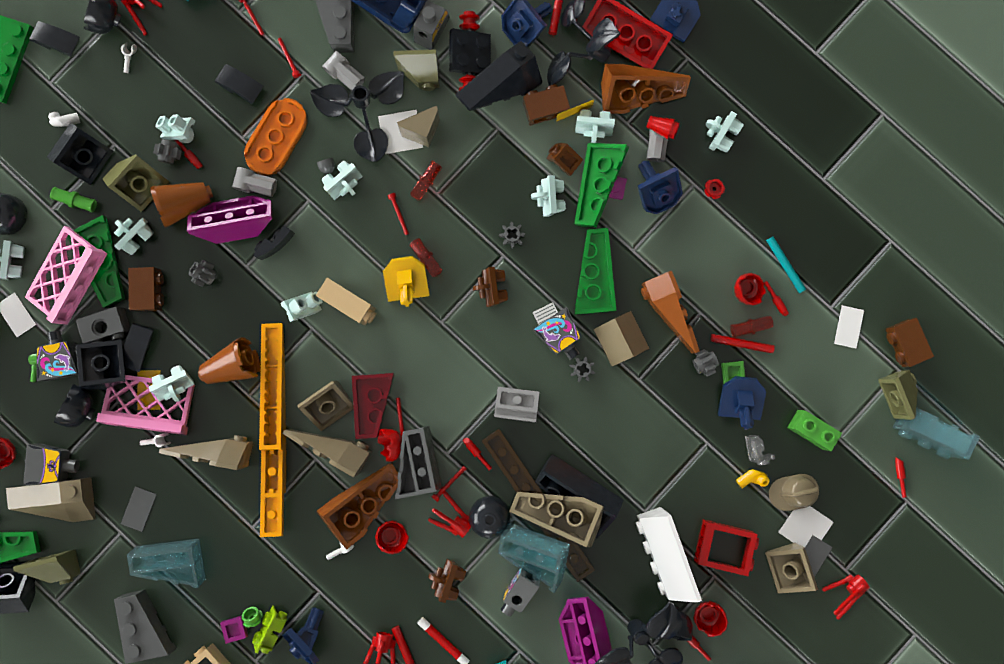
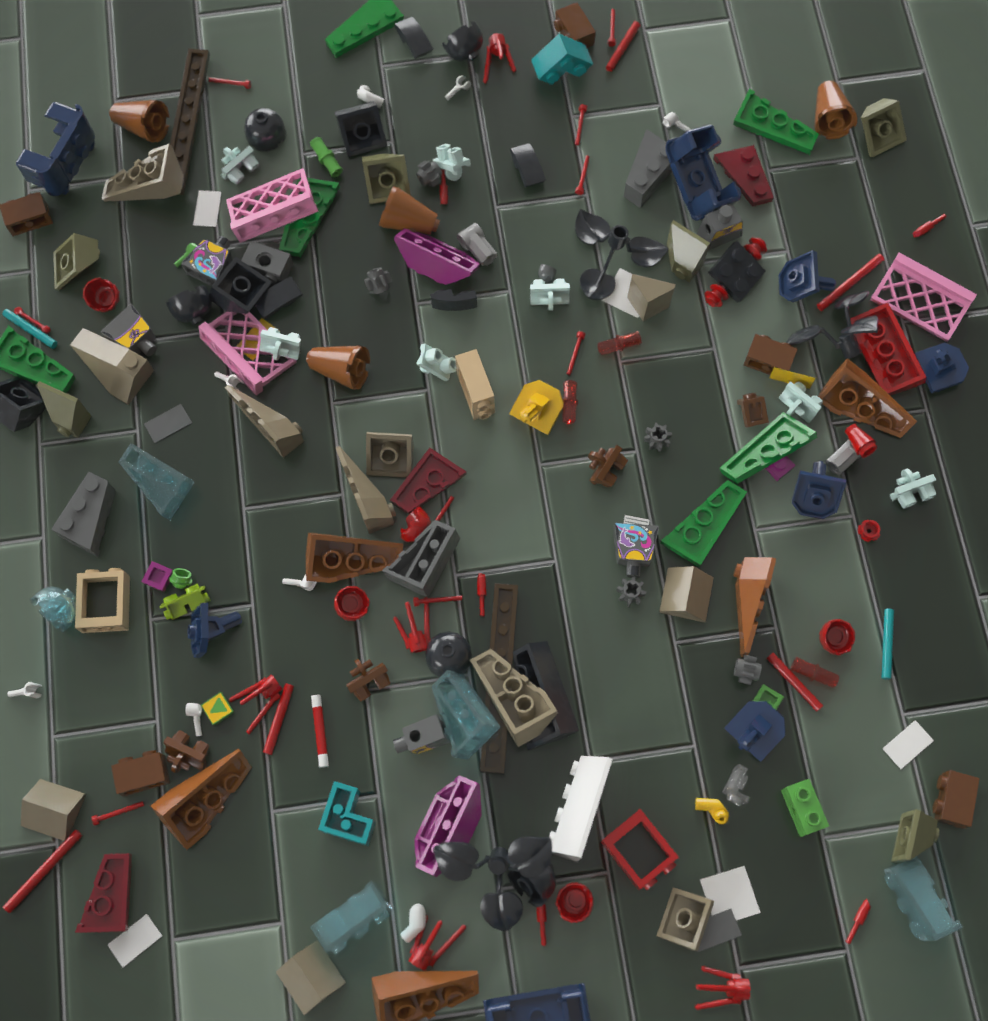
camera: 40 degrees right, 15 degrees down
(126, 242) = (339, 214): light aqua hips -> none
(145, 289) = (323, 260): reddish brown brick -> none
(272, 425) = (321, 447): light orange slope -> none
(275, 137) = (523, 224): orange tile -> none
(339, 68) = (618, 209): light grey piece -> none
(507, 77) = (755, 309): black wedge -> none
(516, 404) = (550, 577): light grey plate -> none
(547, 196) = (714, 427): light aqua hips -> none
(777, 300) = (856, 669): red piece -> none
(794, 492) = (743, 854): dark tan piece -> none

